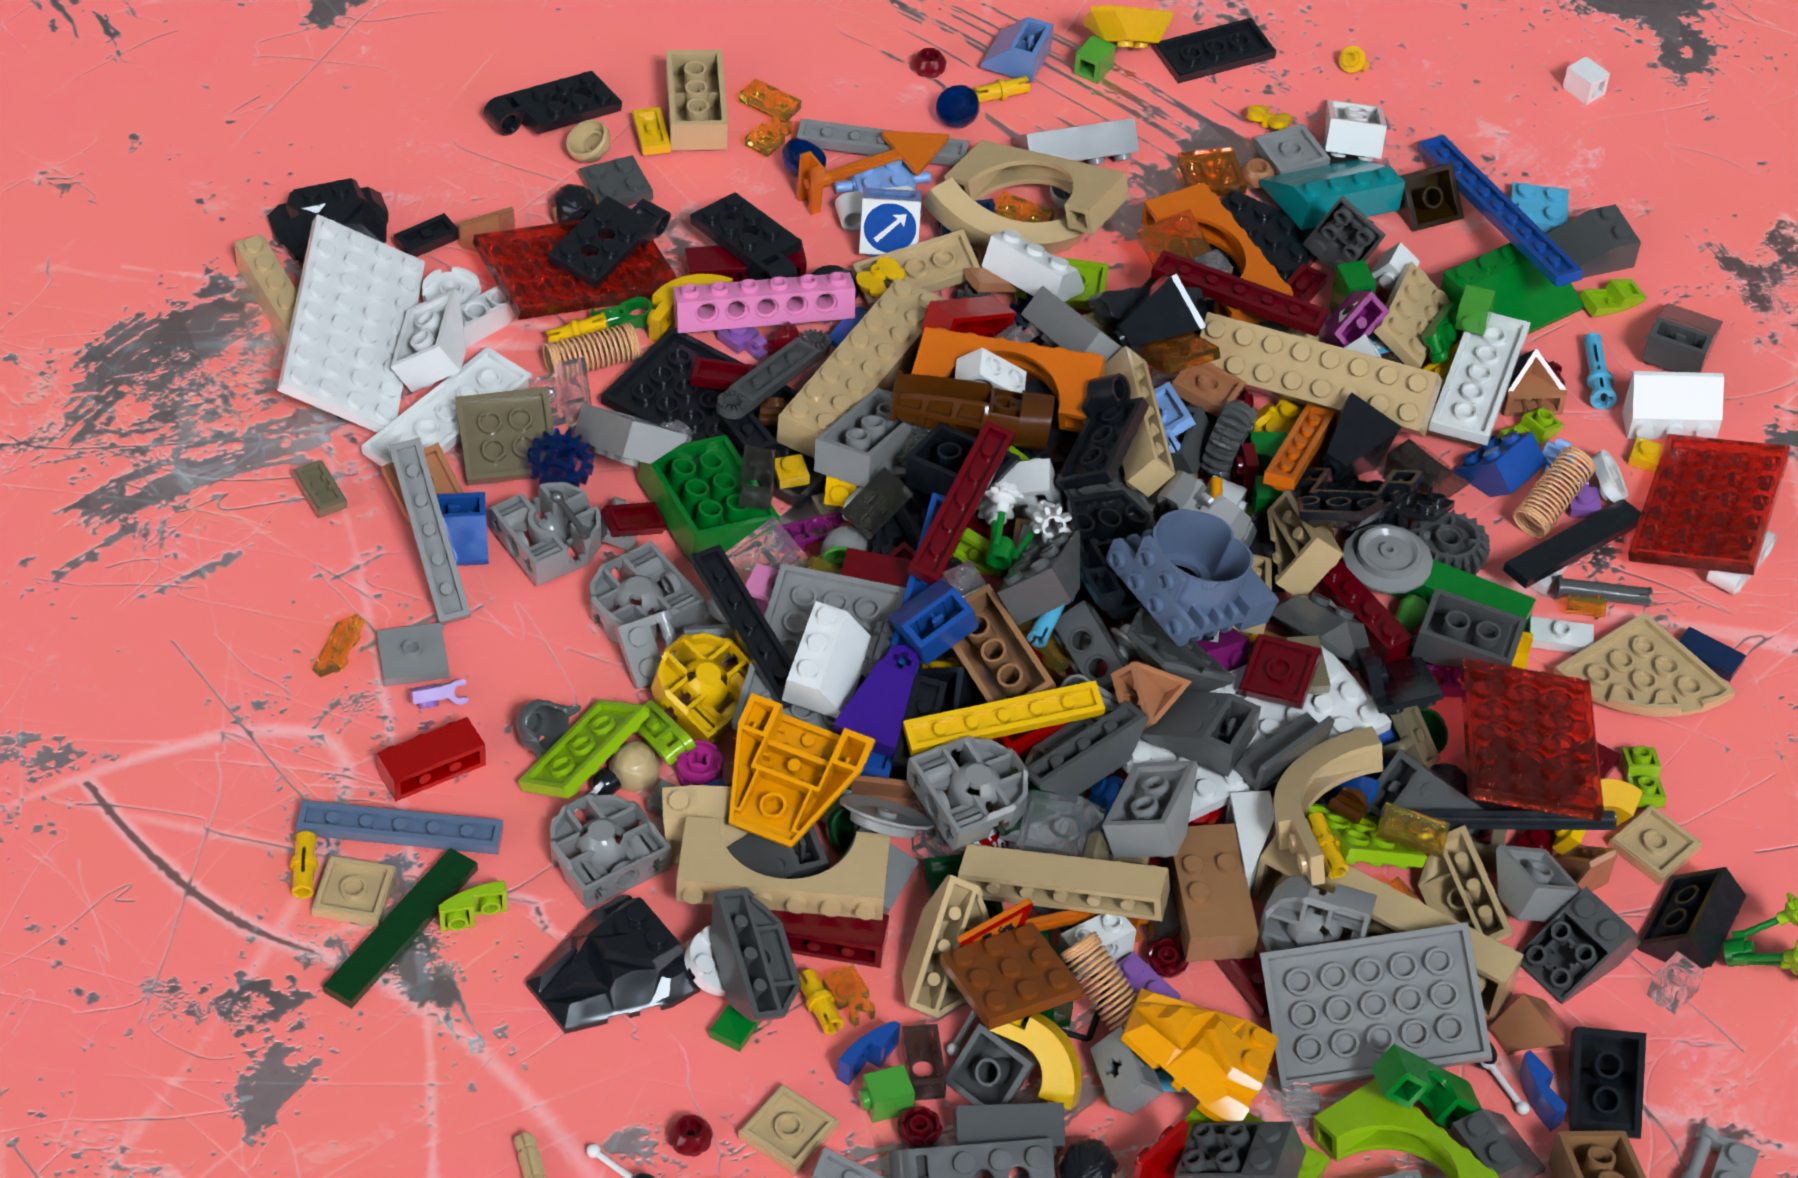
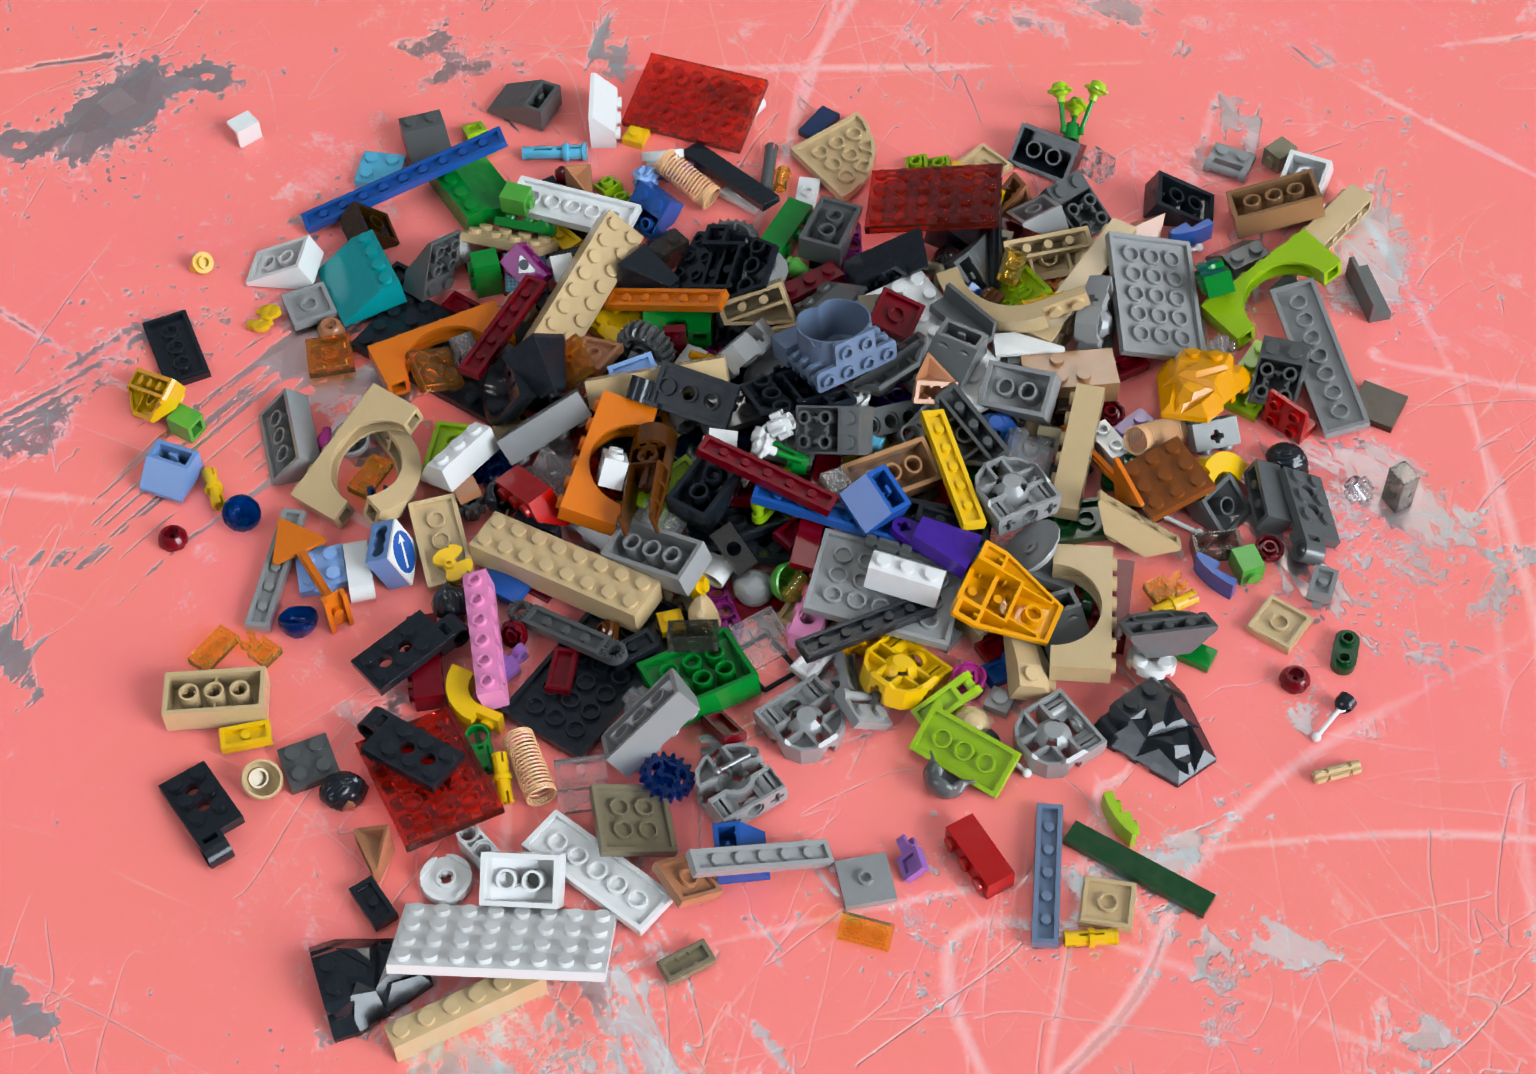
camera: 85 degrees left, 5 degrees up
(796, 496) = (702, 609): none -> tan piece

